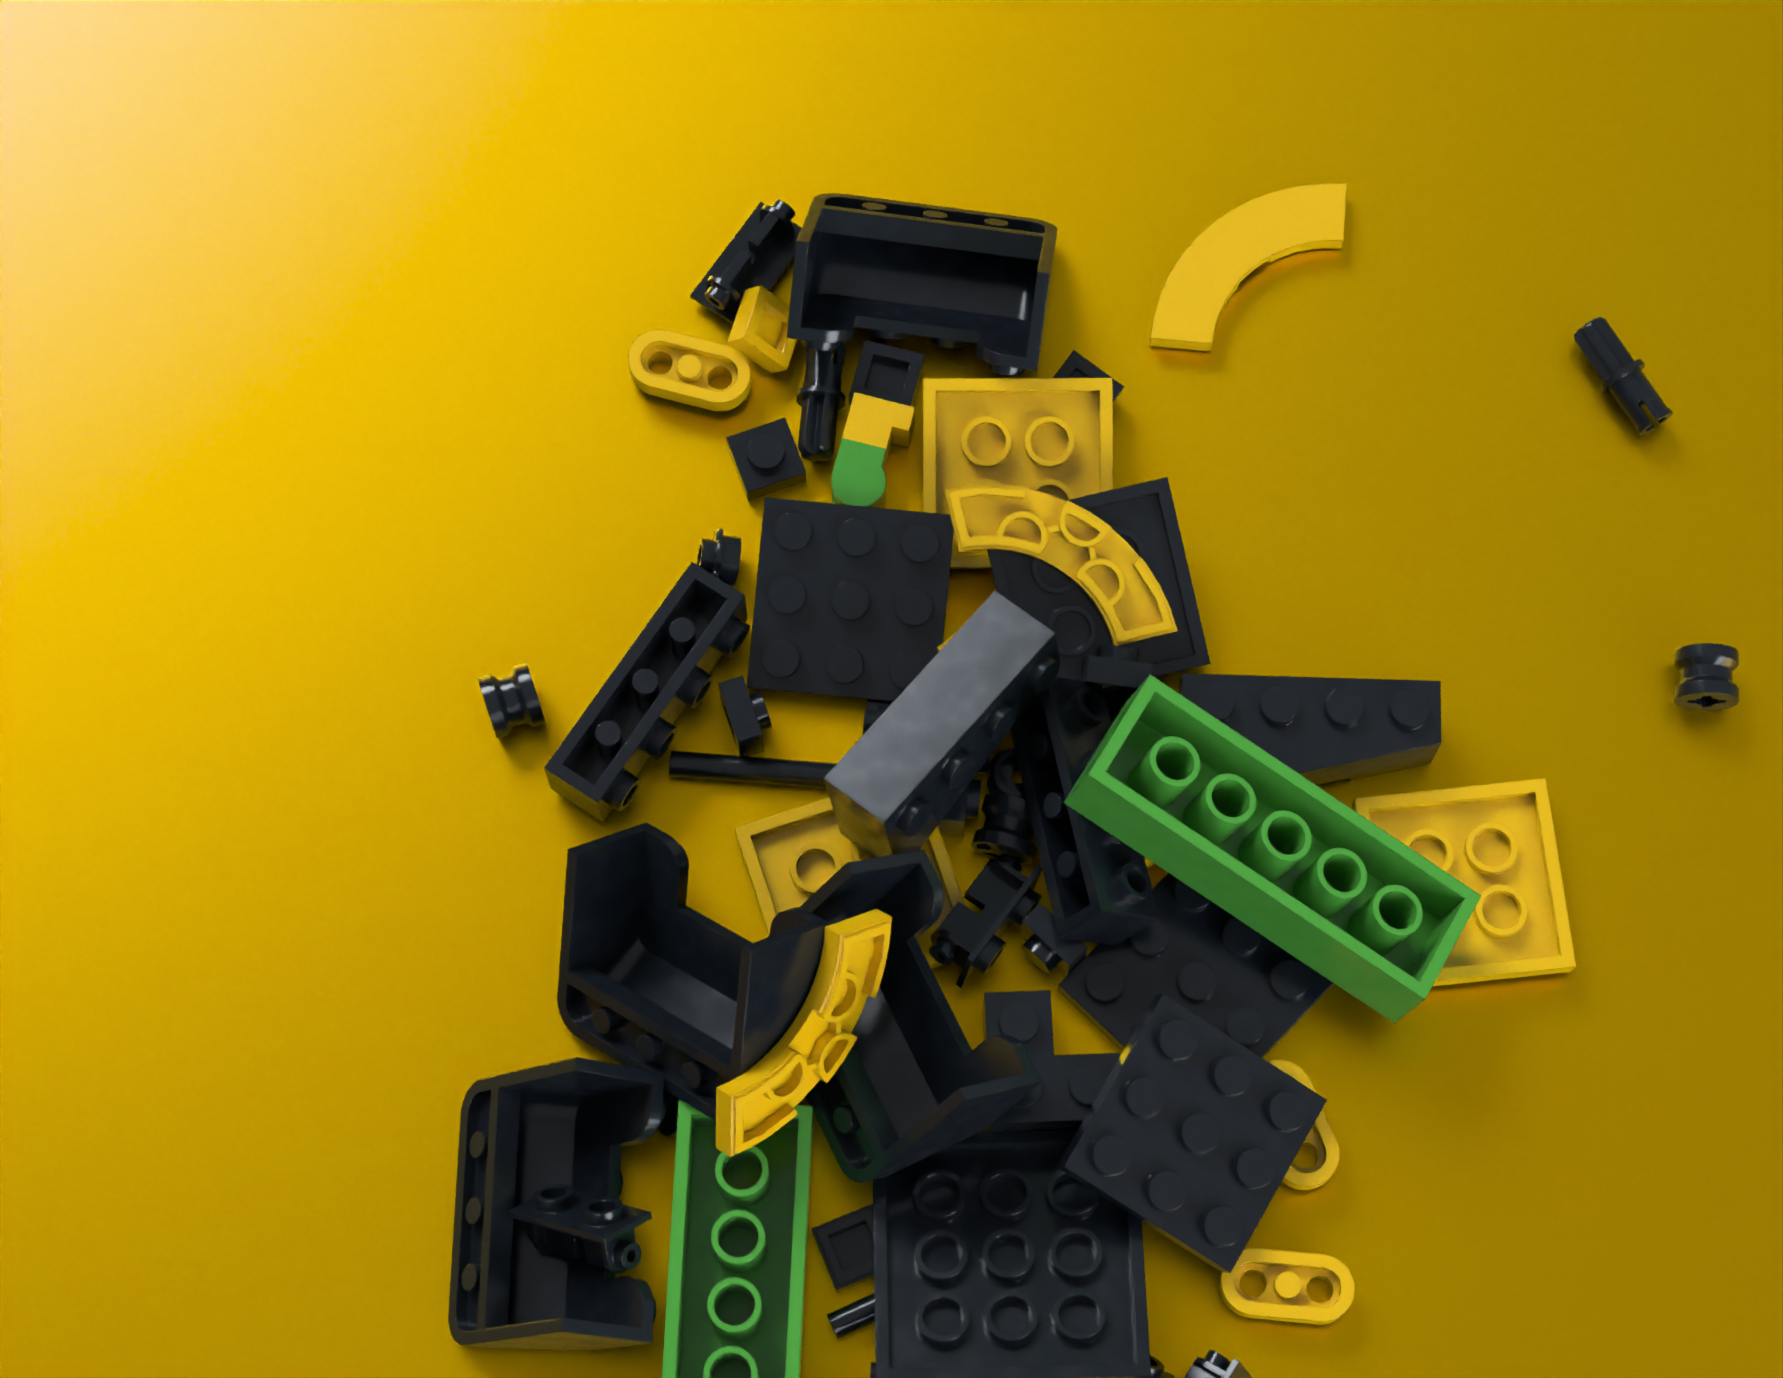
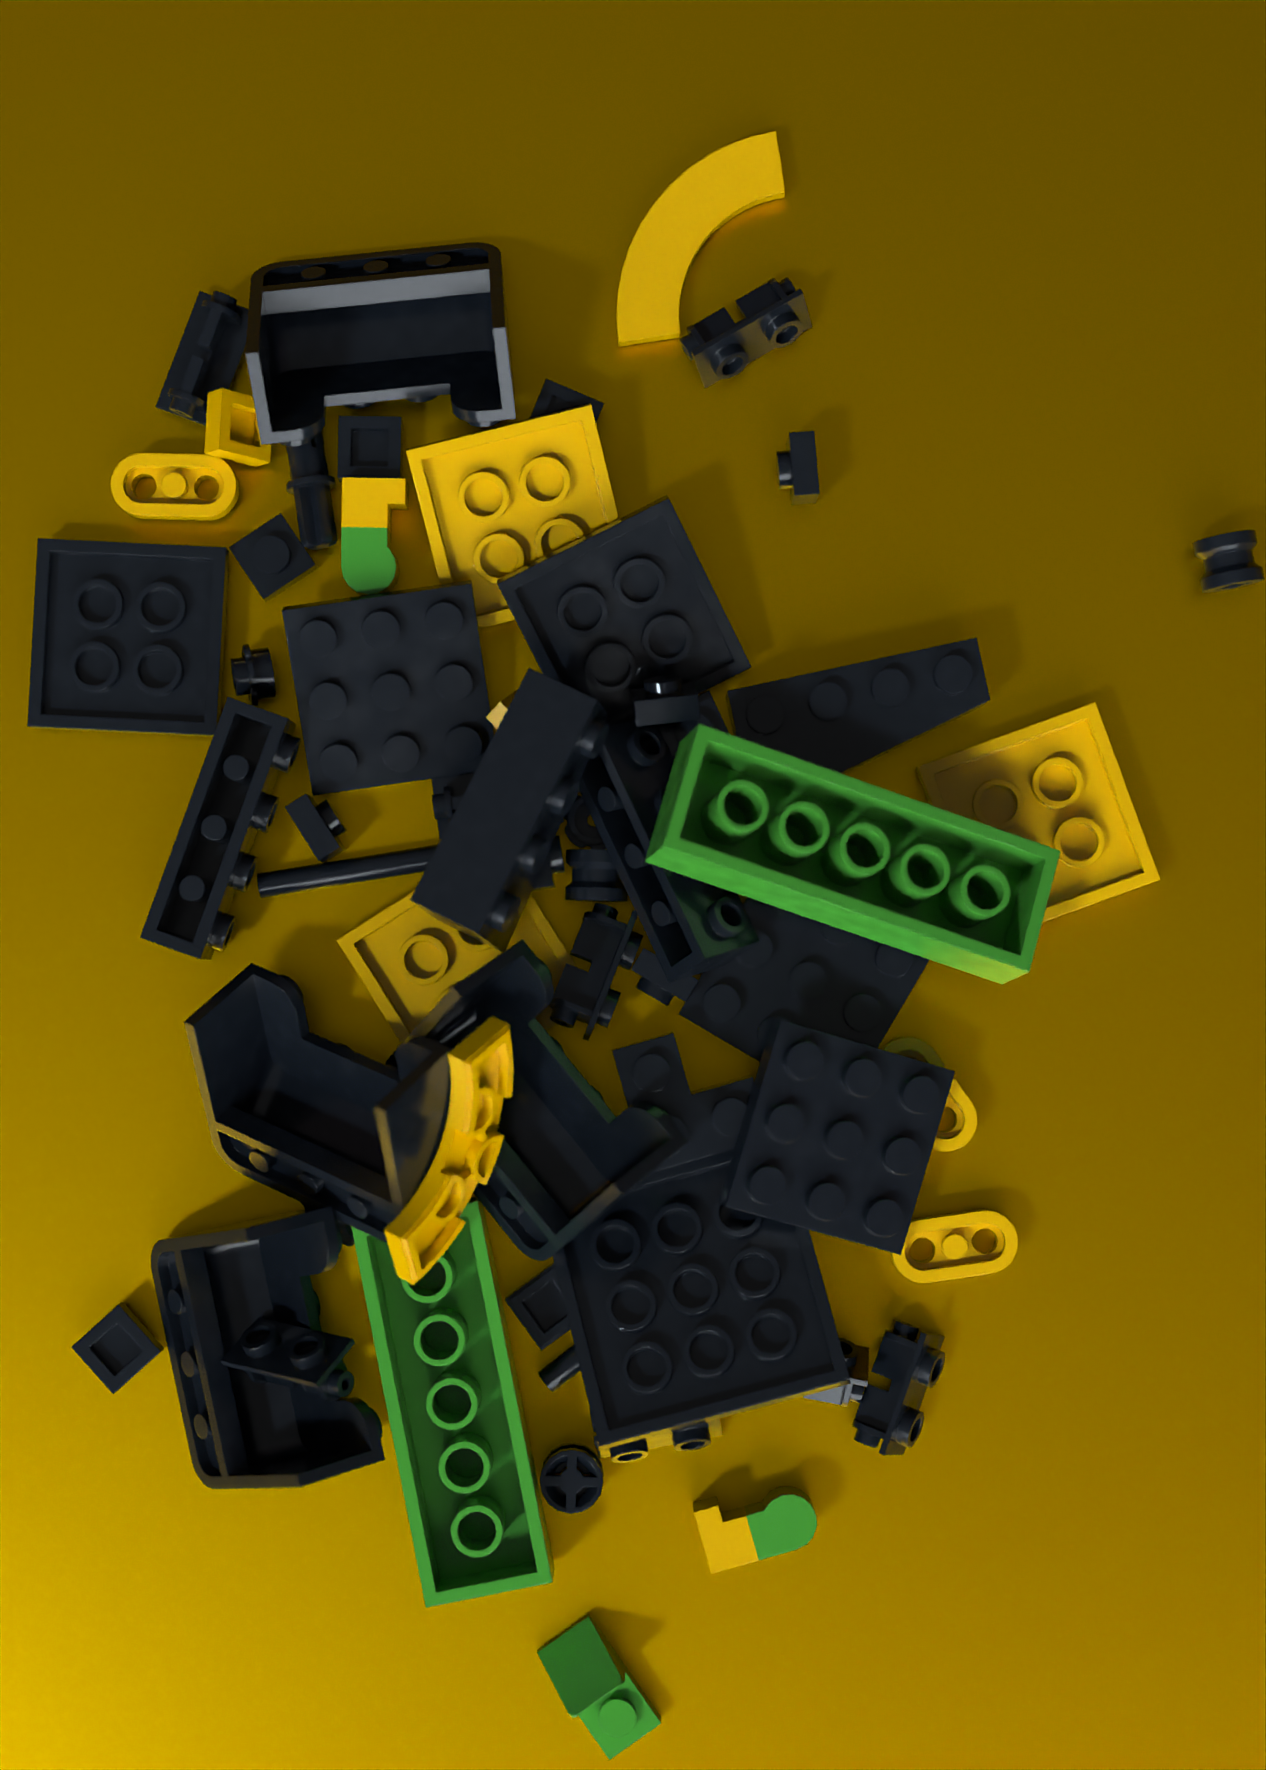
camera: 10 degrees left, 15 degrees up
(405, 1180) = (117, 1347): none -> black plate
(511, 700) = (91, 865): black wheel -> none
(606, 497) = (128, 637): none -> black plate
(1071, 542) = (587, 584): yellow tile -> none
(1299, 354) = (772, 320): none -> black hinge
(1299, 491) = (798, 468): none -> black plate
(1621, 374) = (1086, 267): black axle -> none

